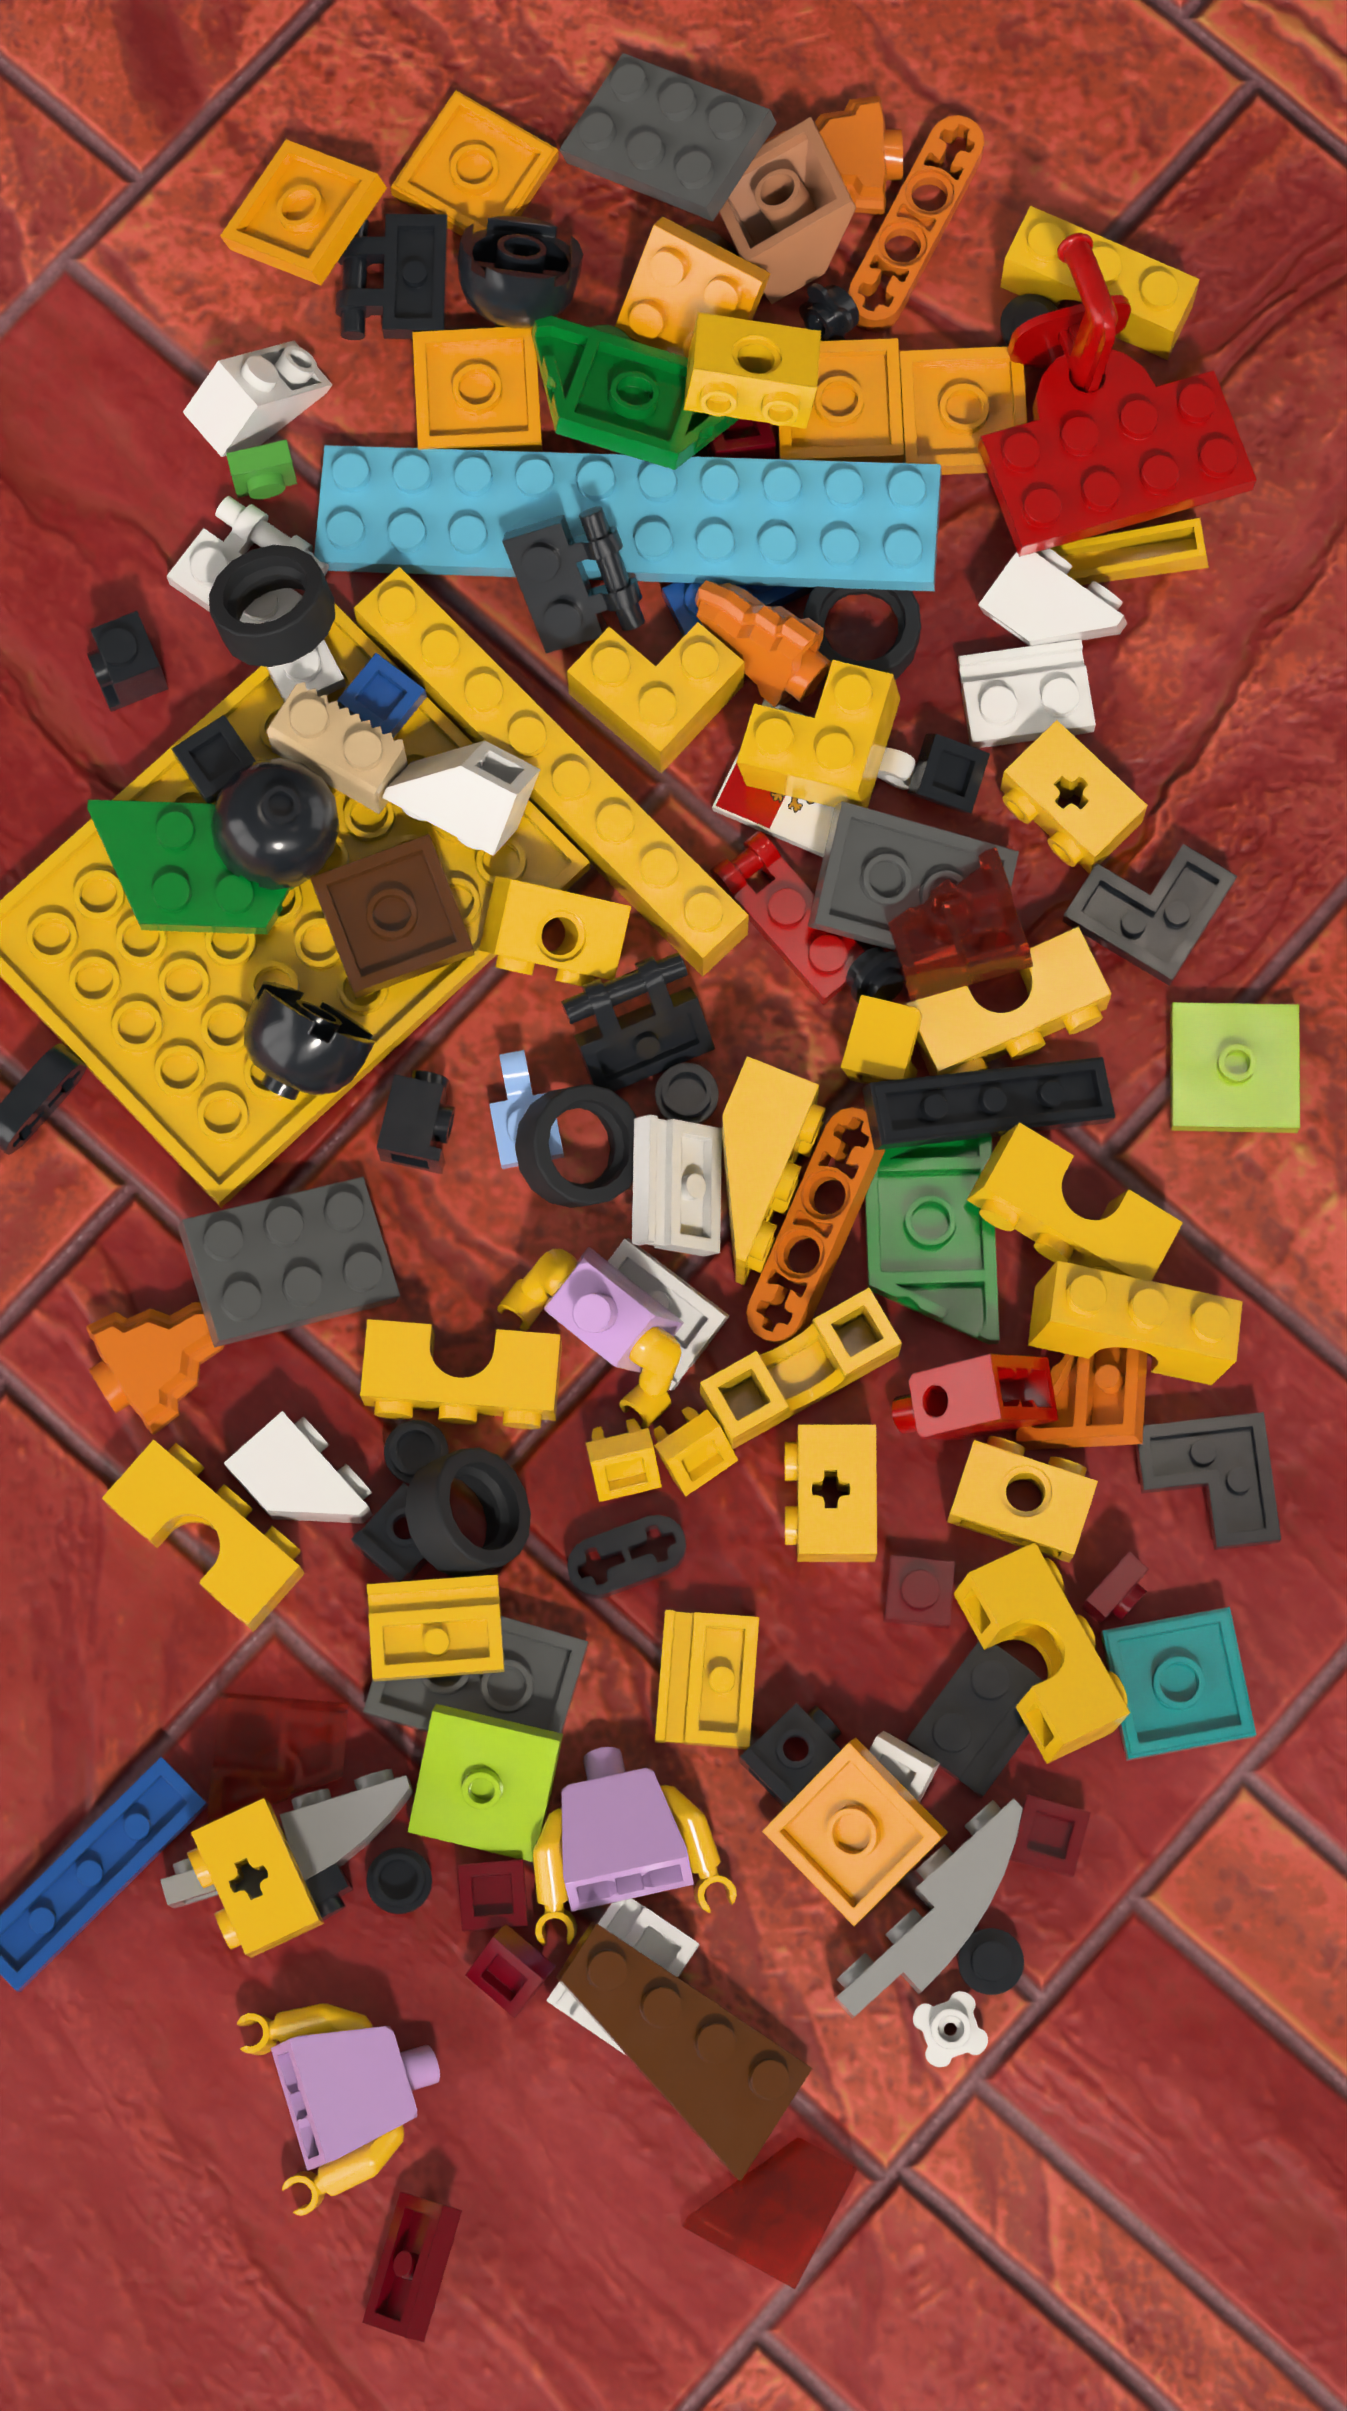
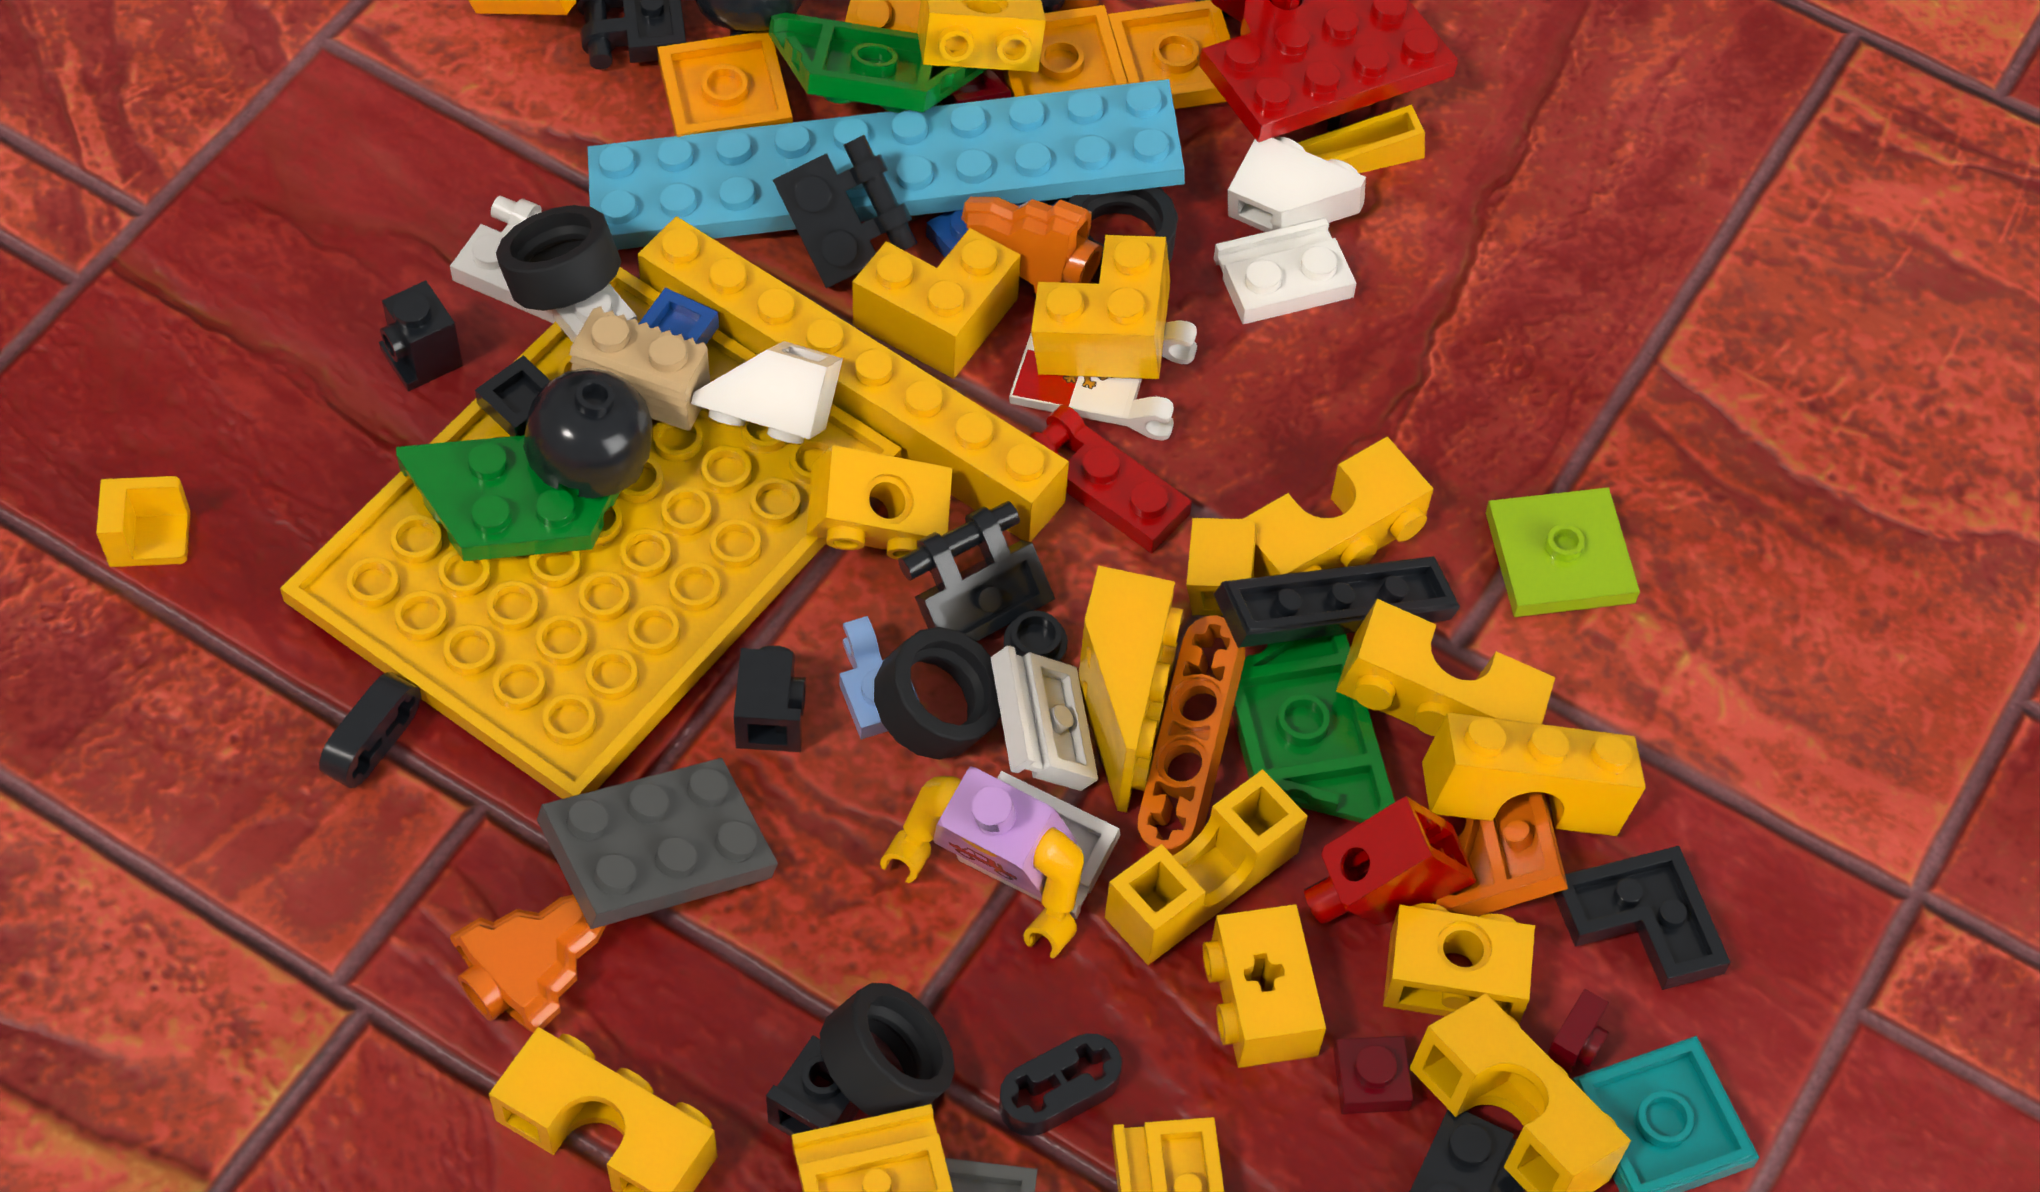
camera: 15 degrees left, 20 degrees down
(255, 396) = (515, 111): white slope -> none
(262, 470) = (530, 168): bright green plate -> none
(293, 1479) = (696, 1053): white slope -> none
(303, 1043) = (644, 625): black cylinder -> none
(392, 916) = (716, 510): reddish brown plate -> none
(413, 1447) = (810, 1006): black plate -> none
(515, 1385) = (803, 940): yellow arch -> none
(623, 1462) = (1040, 988): yellow tile -> none
(694, 1450) = (1112, 966): yellow tile -> none
(875, 975) = (1197, 502): black plate -> none
(885, 865) = (1219, 429): dark grey plate -> none
(948, 773) = (1229, 336): black plate -> none
(961, 933) = (1277, 455): clear red slope -> none
(1065, 767) = (1351, 341): yellow brick -> none
(1155, 928) = (1453, 441): plate -> none

